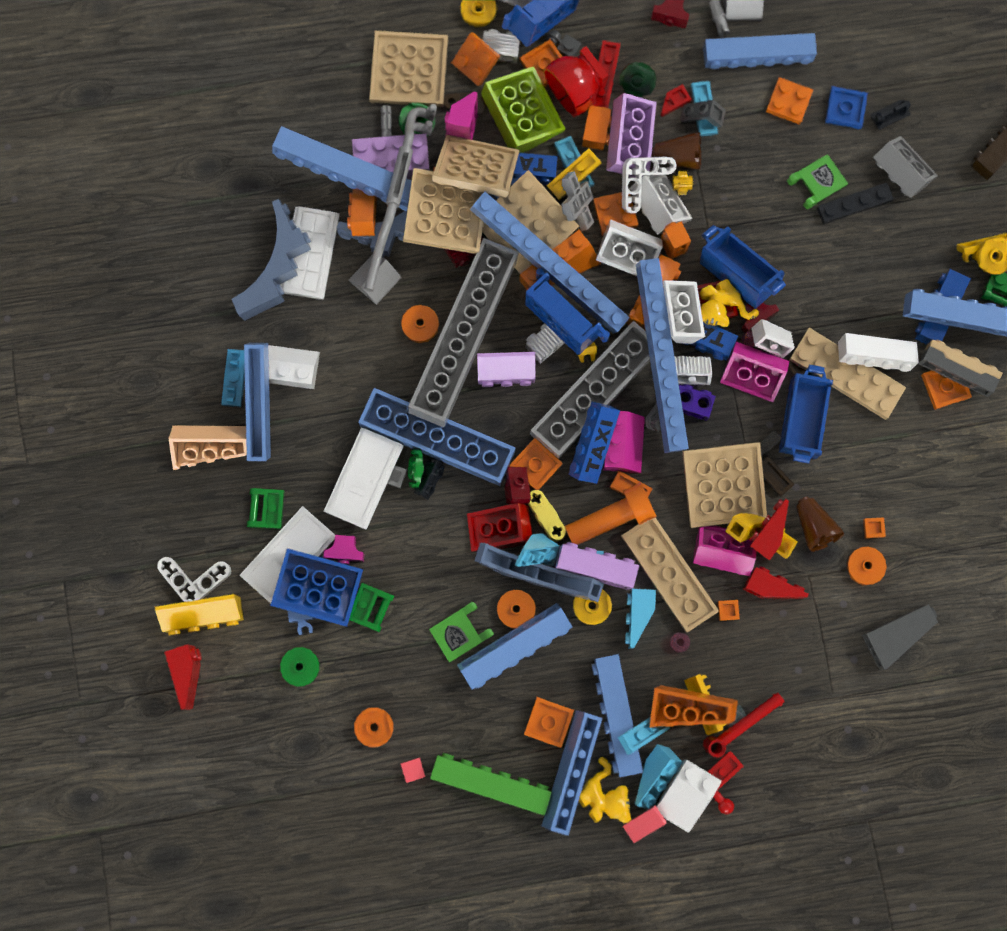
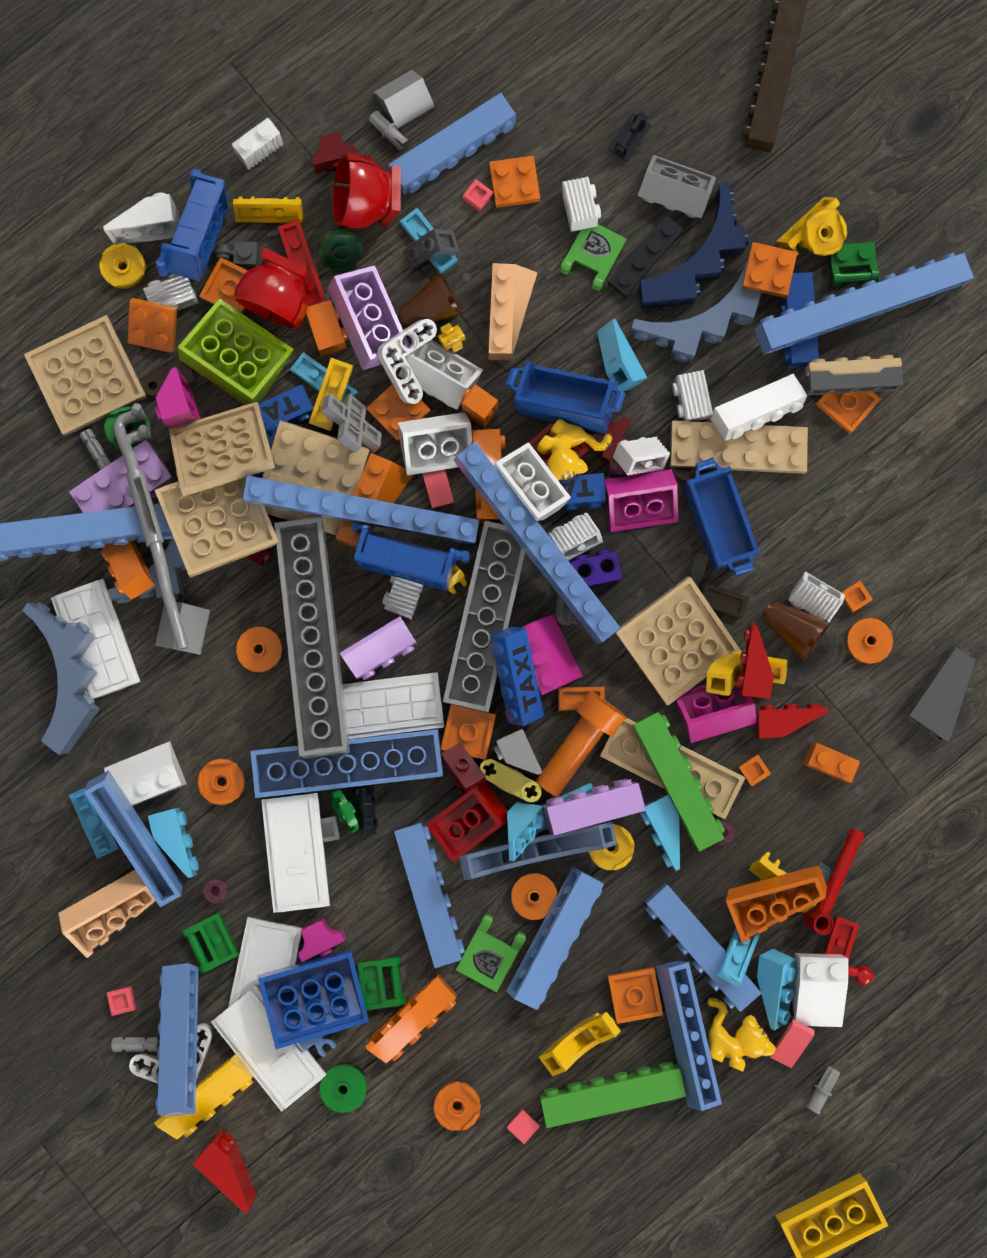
camera: 30 degrees left, 5 degrees up
(171, 549) = (135, 1044): none -> light grey axle
(179, 513) = (121, 1000): none -> coral tile
(205, 560) = (177, 1040): none -> medium blue brick
(264, 626) = (280, 1072): none -> white piece
(283, 414) = (171, 836): none -> medium azure slope
(290, 468) = (208, 891): none -> clear pink plate
(333, 393) = (209, 784): none -> orange plate
(377, 645) = (410, 1019): none -> orange wedge
(440, 563) = (428, 894): none -> medium blue brick
(489, 731) = (578, 1041): none -> yellow arch
(493, 415) = (393, 705): none -> white piece
(563, 495) = (517, 752): none -> light grey slope
(602, 25) = (268, 210): none -> yellow plate
(612, 282) = (438, 488): none -> coral tile
(649, 872) = (823, 1089): none -> light grey axle
(668, 583) = (678, 782): none -> bright green brick
(675, 99) = (392, 249): red tile -> none
(682, 51) = (370, 195): none -> red plate
(740, 177) = (509, 301): none -> light nougat wedge
(757, 96) = (477, 195): none -> coral tile
(788, 636) = (831, 762): none -> orange brick
(796, 262) = (619, 357): none -> medium azure slope
(828, 140) = (579, 204): none -> white brick
(834, 319) = (692, 396): none -> white brick
(844, 510) = (816, 597): none -> white brick
(846, 107) = (579, 155): blue tile -> none
(871, 235) = (679, 285): none -> dark blue arch
(875, 276) = (711, 325): none -> sand blue arch
(940, 259) = (769, 270): none -> orange plate

